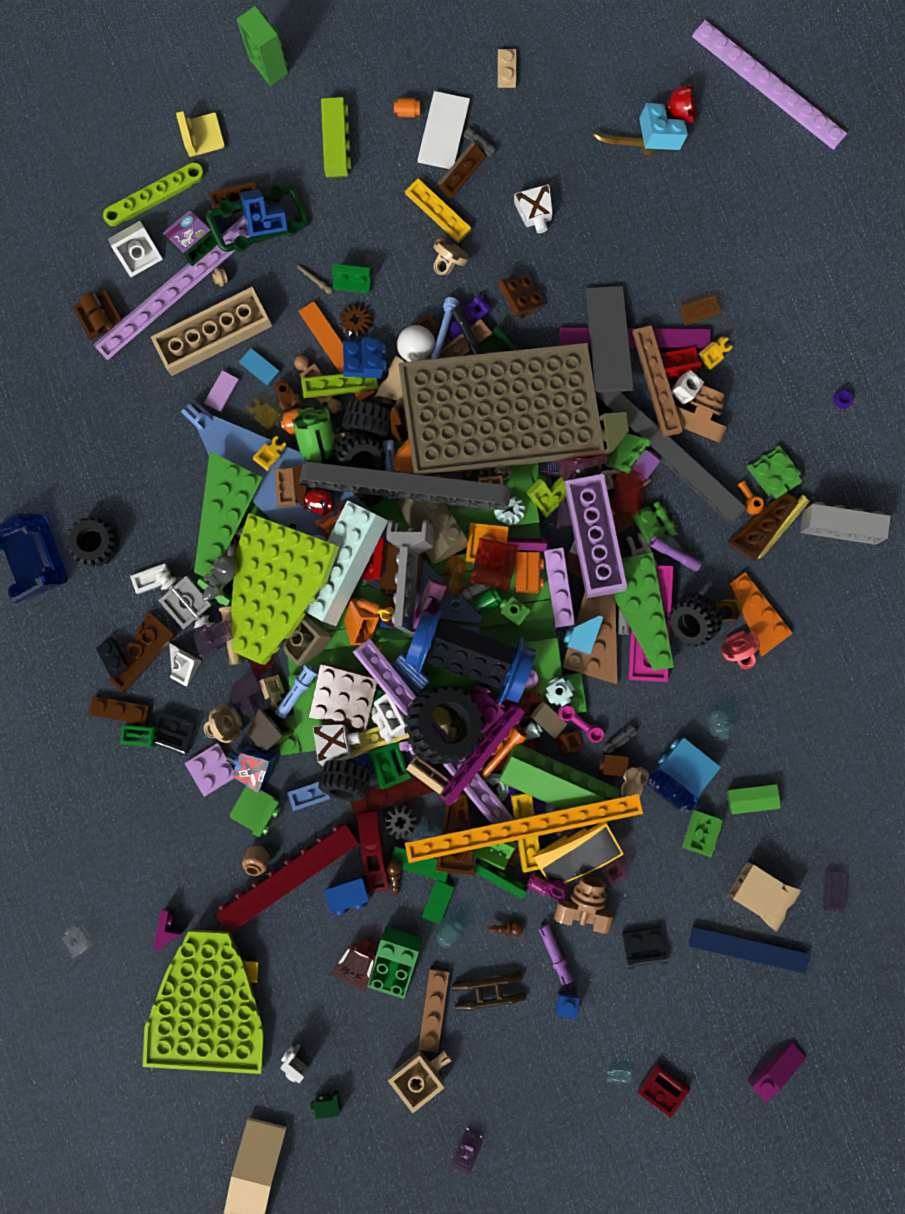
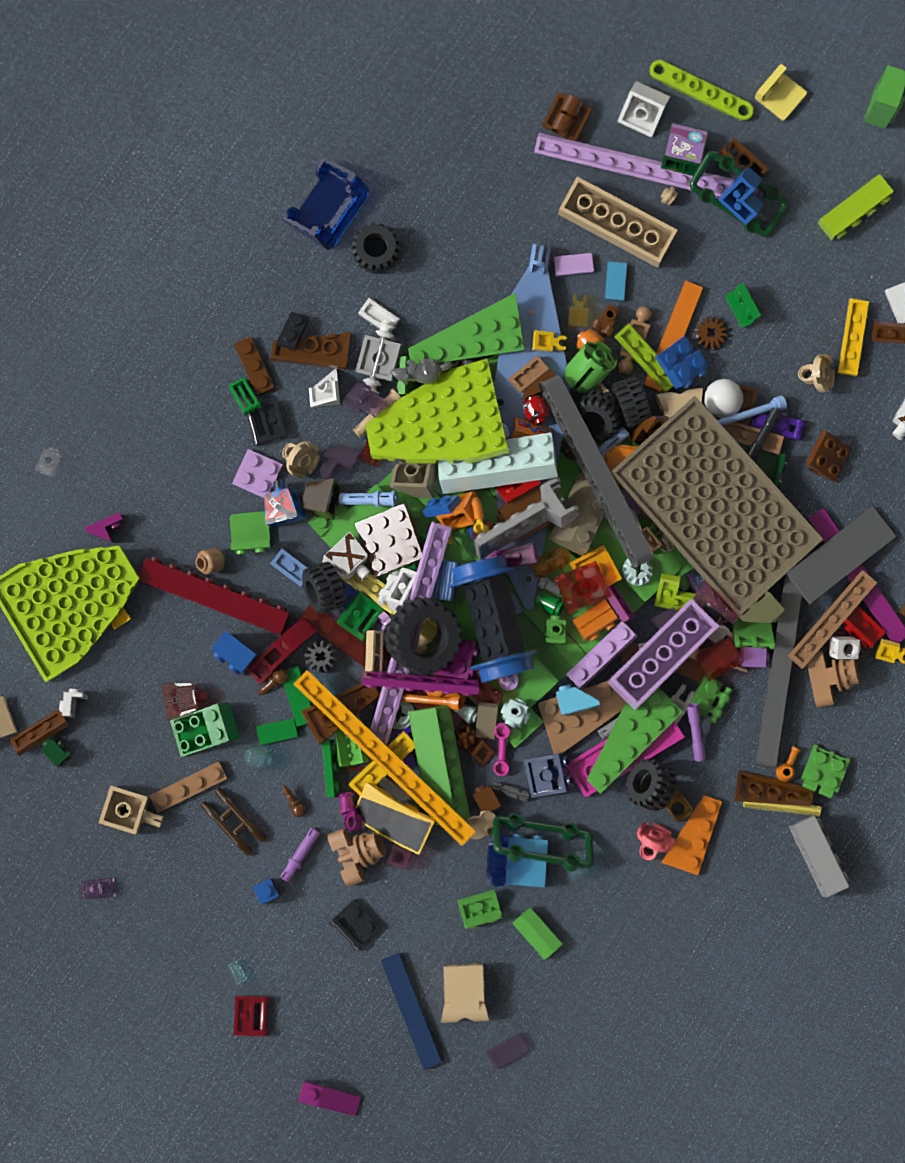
camera: 45 degrees right, 0 degrees up
(272, 689) = (356, 478): tan plate -> none
(300, 1110) = (39, 732): none -> reddish brown plate
(321, 284) = (722, 284): dark tan piece -> none
(345, 634) = (441, 506): none -> blue plate
(549, 747) = (464, 736): none -> reddish brown gear
(556, 837) = (394, 790): none -> clear smoke axle
(628, 699) = (548, 774): none -> dark blue plate
(680, 771) = (568, 831): none -> dark green bar

